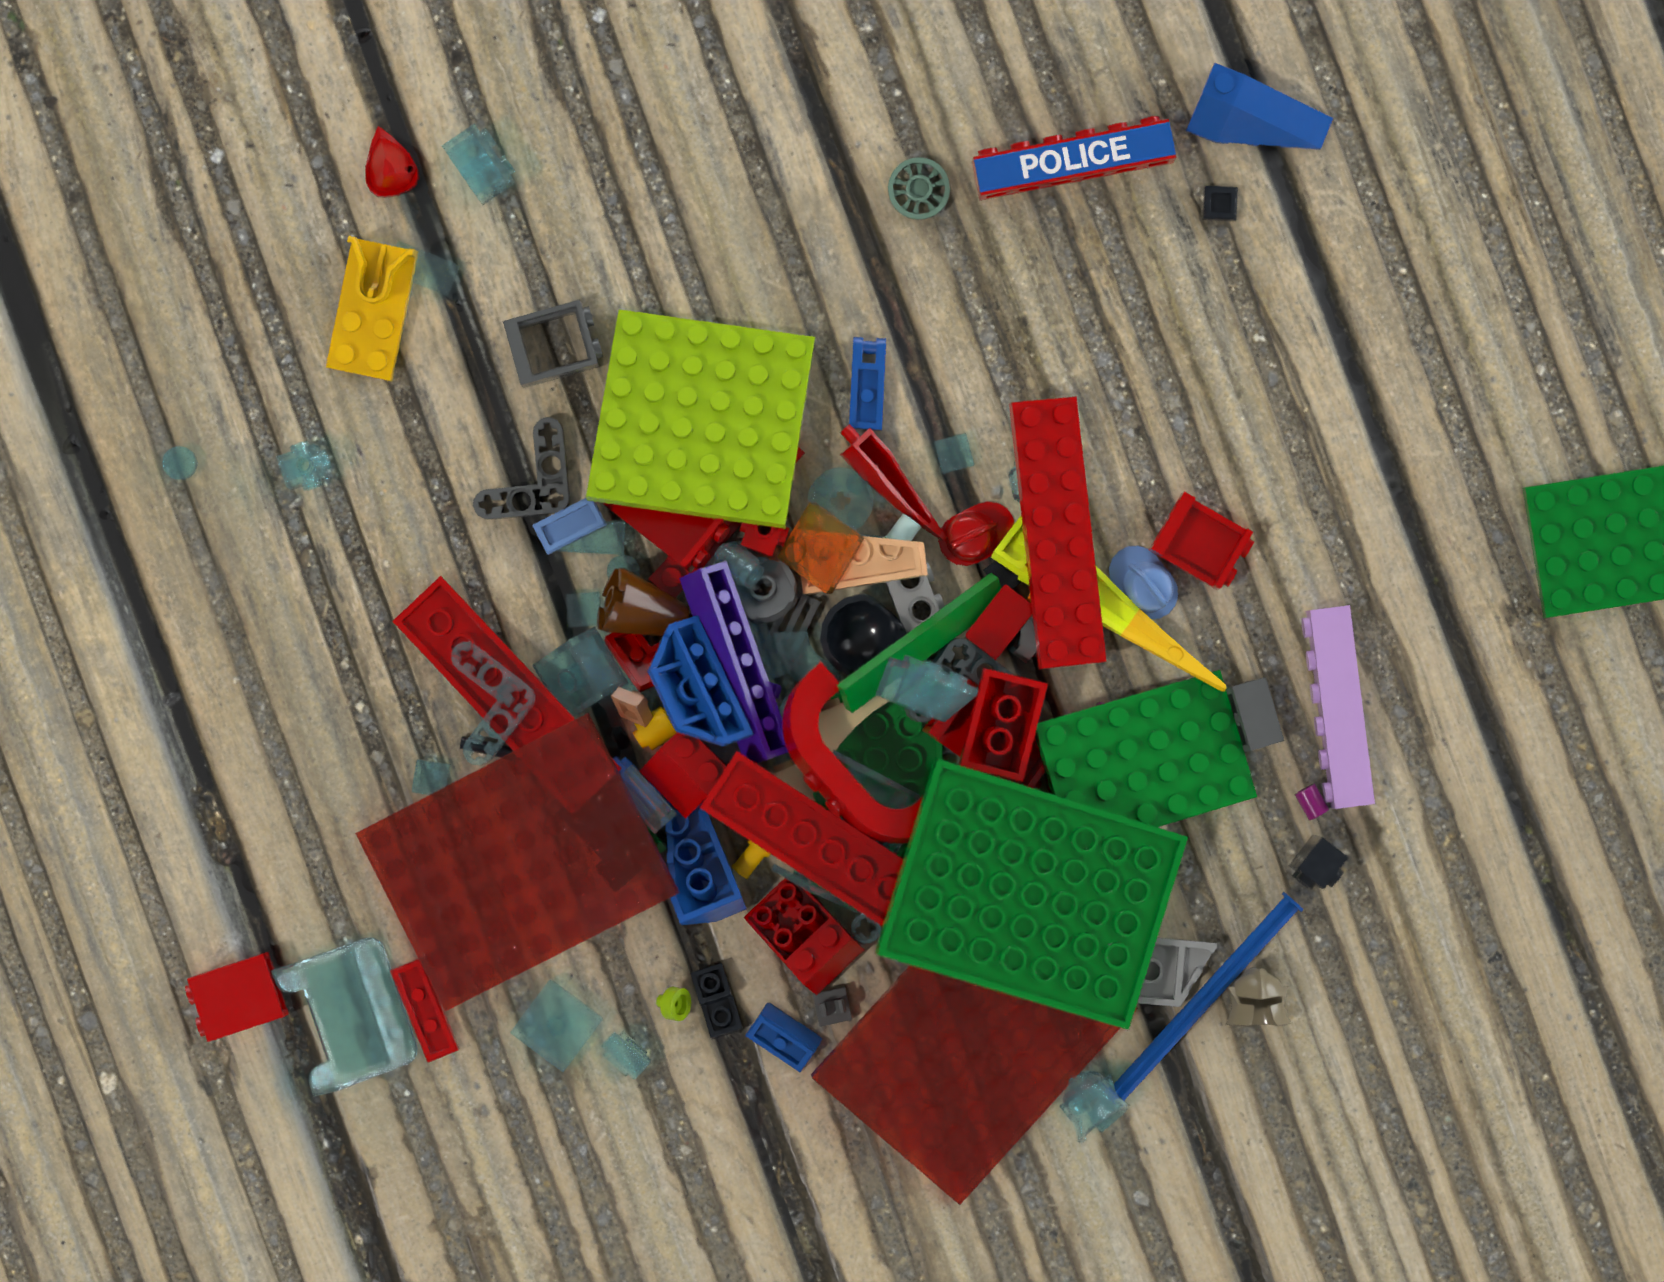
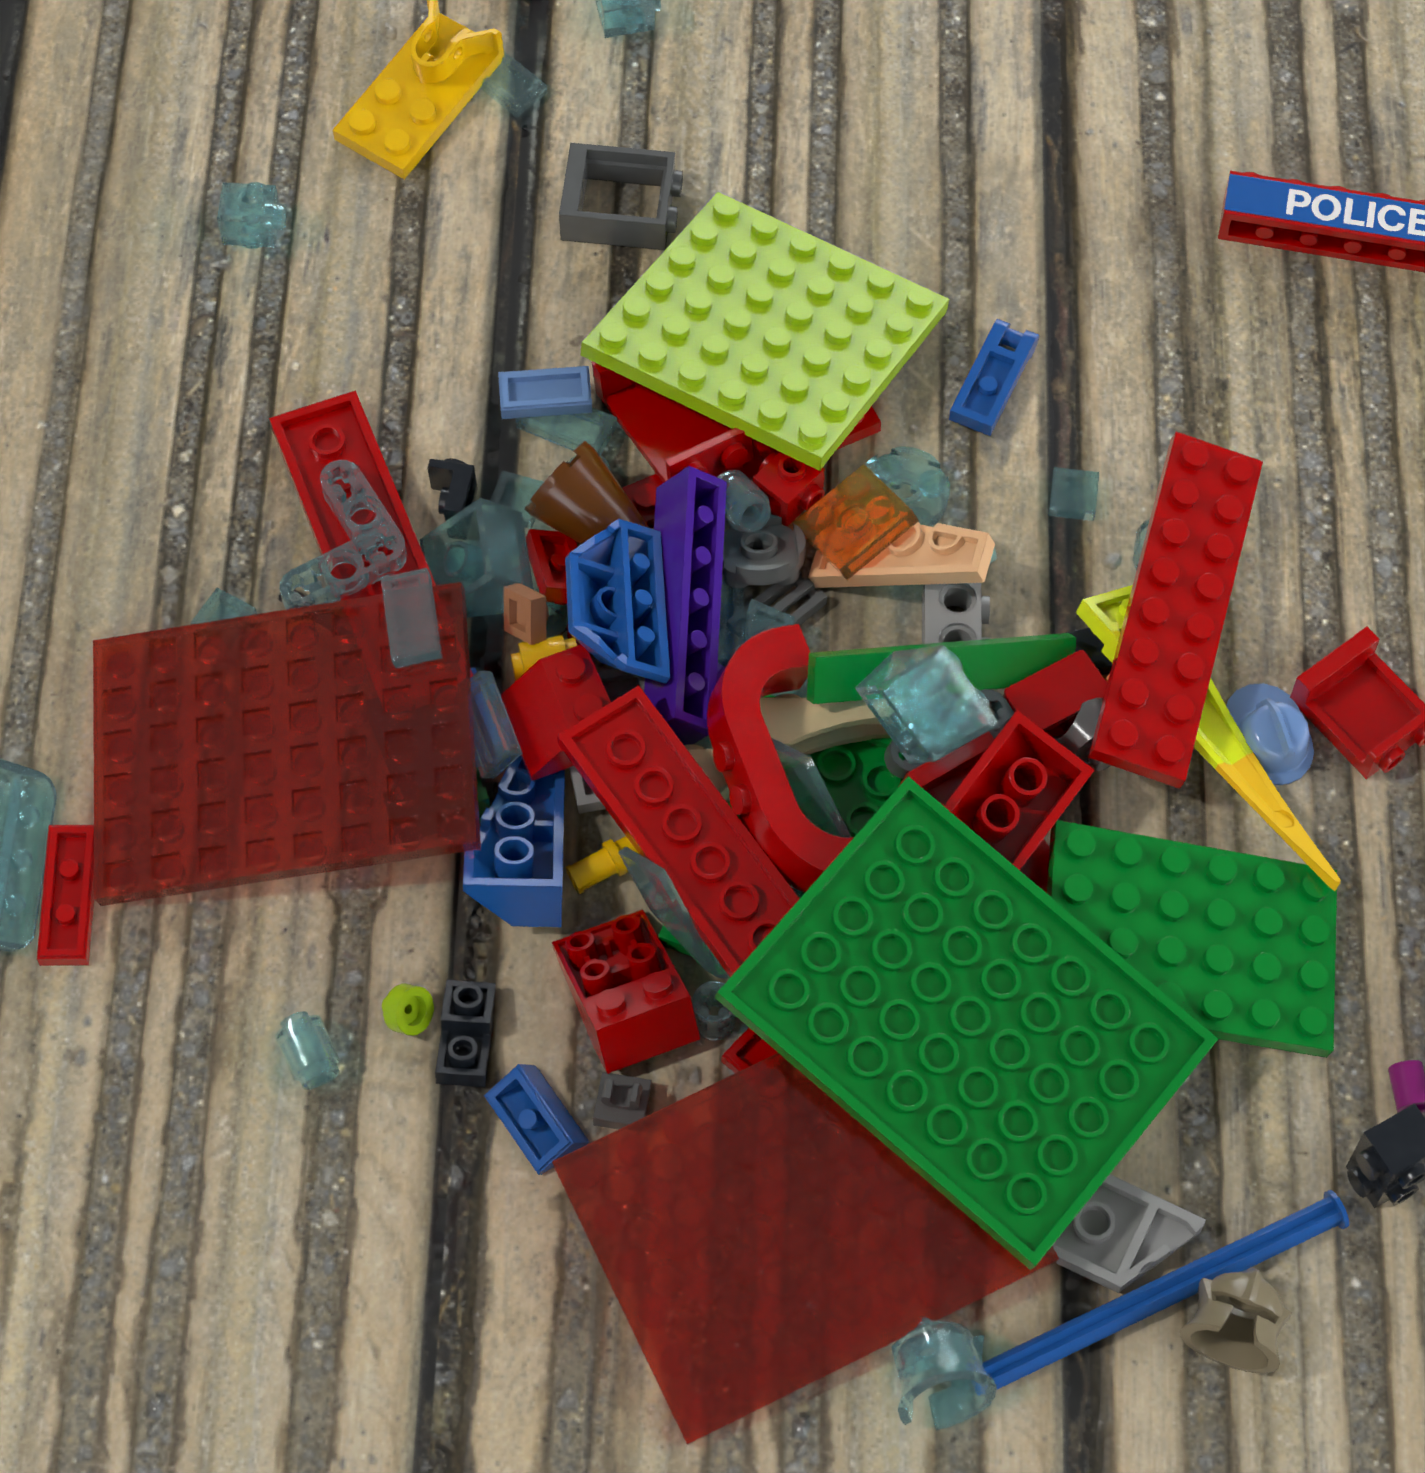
camera: 20 degrees right, 25 degrees down
(179, 463) = (104, 171): clear light blue tile -> none
(545, 482) = (534, 347): dark grey beam -> none
(546, 631) = (456, 483): none -> black bracket
(556, 1025) = (233, 978): clear light blue plate -> none
(565, 753) = (411, 618): none -> clear light blue tile
(858, 632) = (860, 617): black cylinder -> none
(880, 469) = (974, 486): red piece -> none
(918, 188) = (1146, 197): sand green wheel -> none
(975, 533) = (1054, 589): red piece -> none
(1255, 714) = (1366, 941): dark grey hinge -> none

